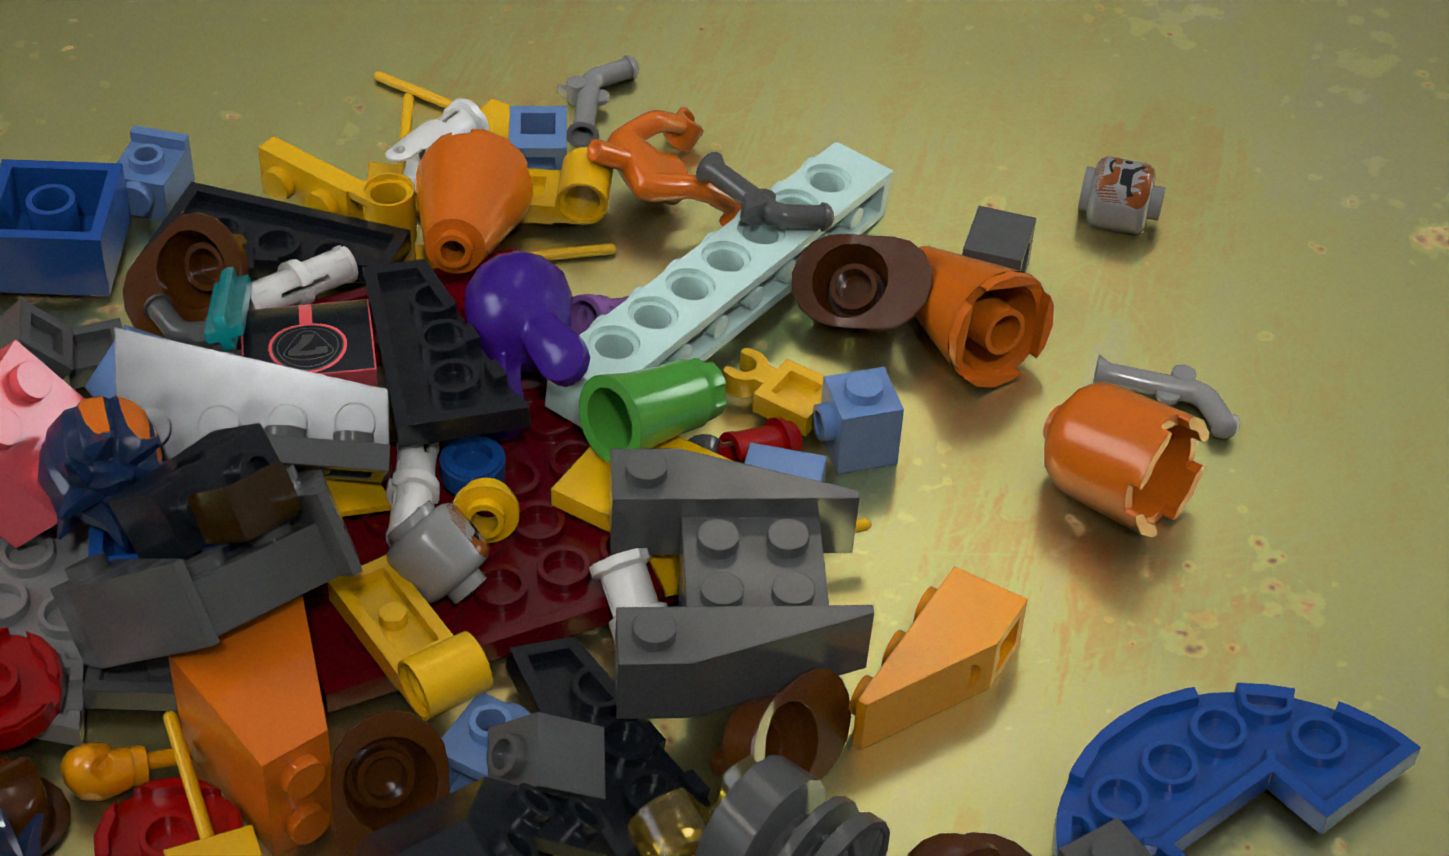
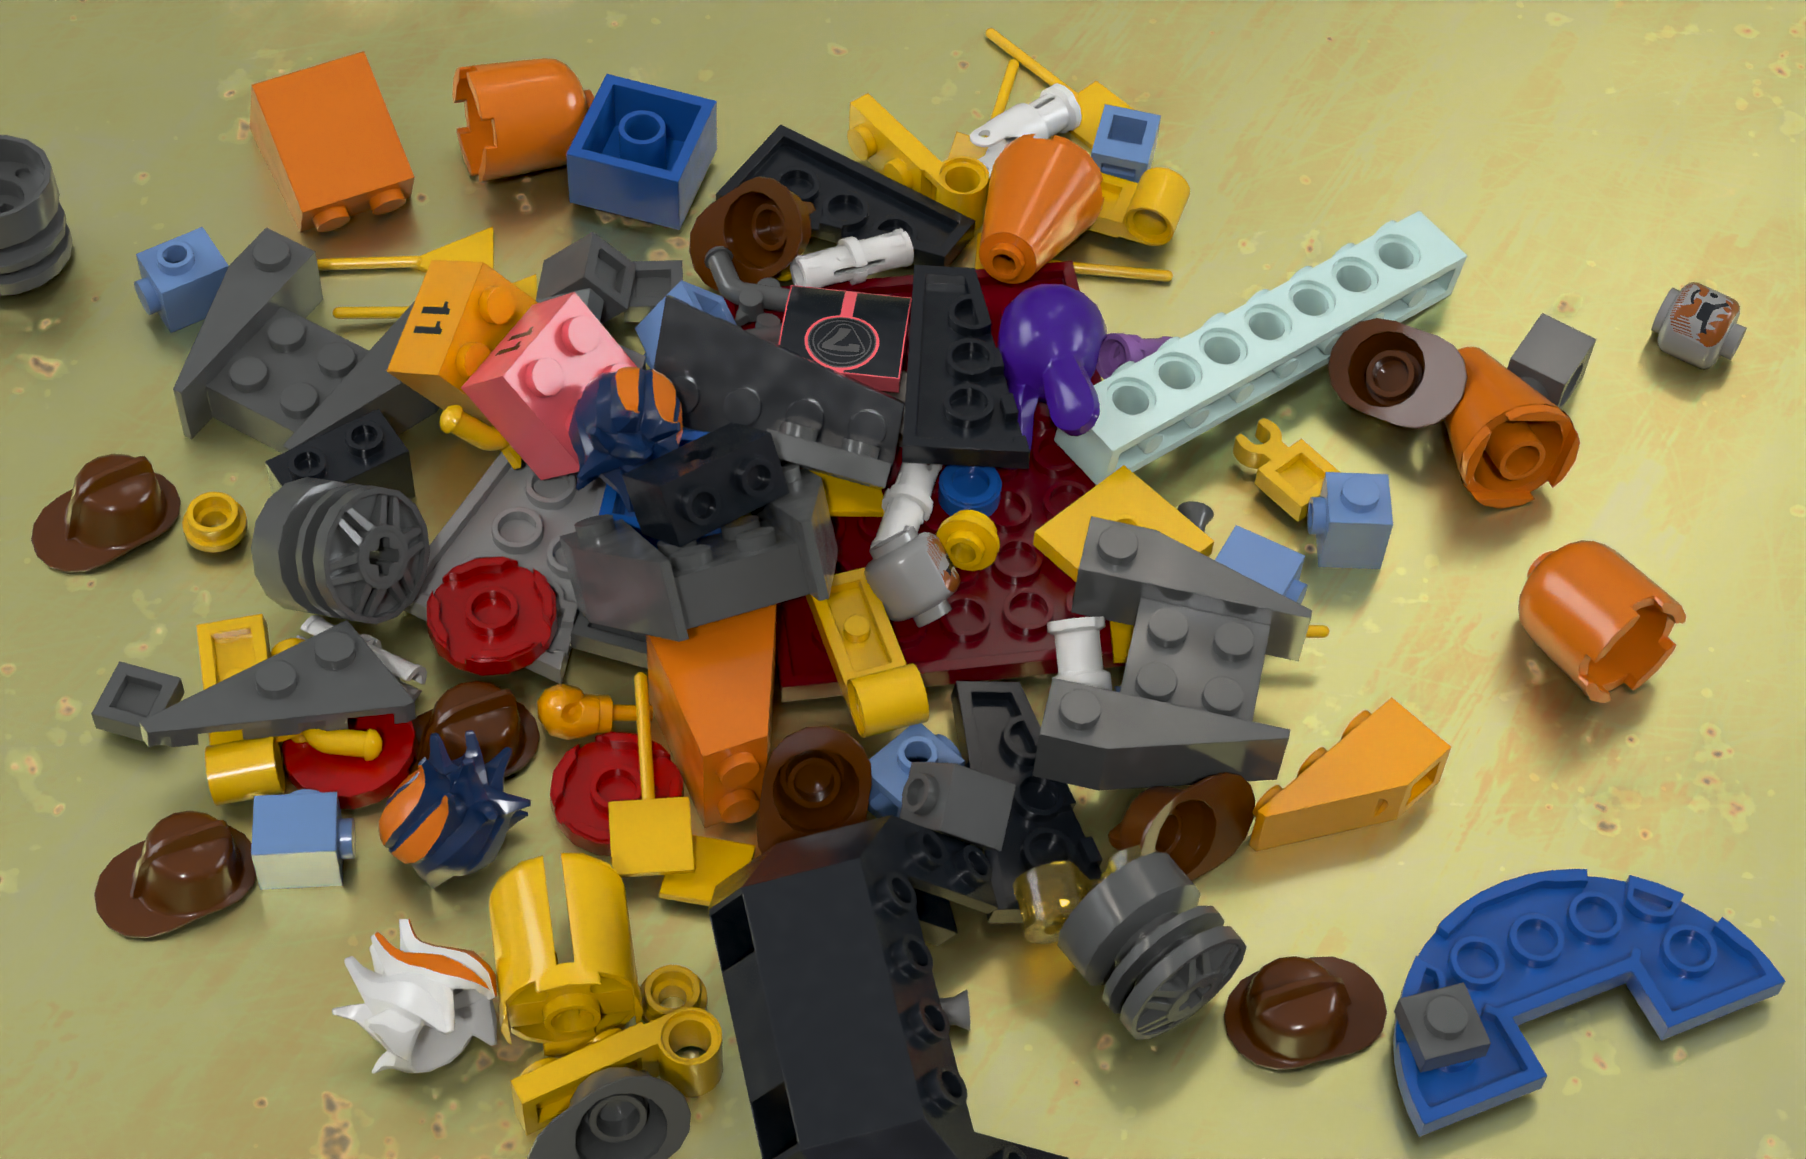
camera: 15 degrees right, 10 degrees up
(156, 171) = (749, 105): medium blue brick -> none
(228, 309) = (777, 289): teal axle -> none
(246, 506) = (739, 518): dark brown slope -> none
(586, 95) = (1190, 97): light grey piece -> none
(650, 404) = (1146, 472): bright green plant -> none
(655, 174) = (1235, 209): orange piece -> none
(761, 204) = (1317, 269): dark grey piece -> none
(774, 432) = (1266, 520): red pin -> none
(1172, 389) = (1676, 551): light grey piece -> none

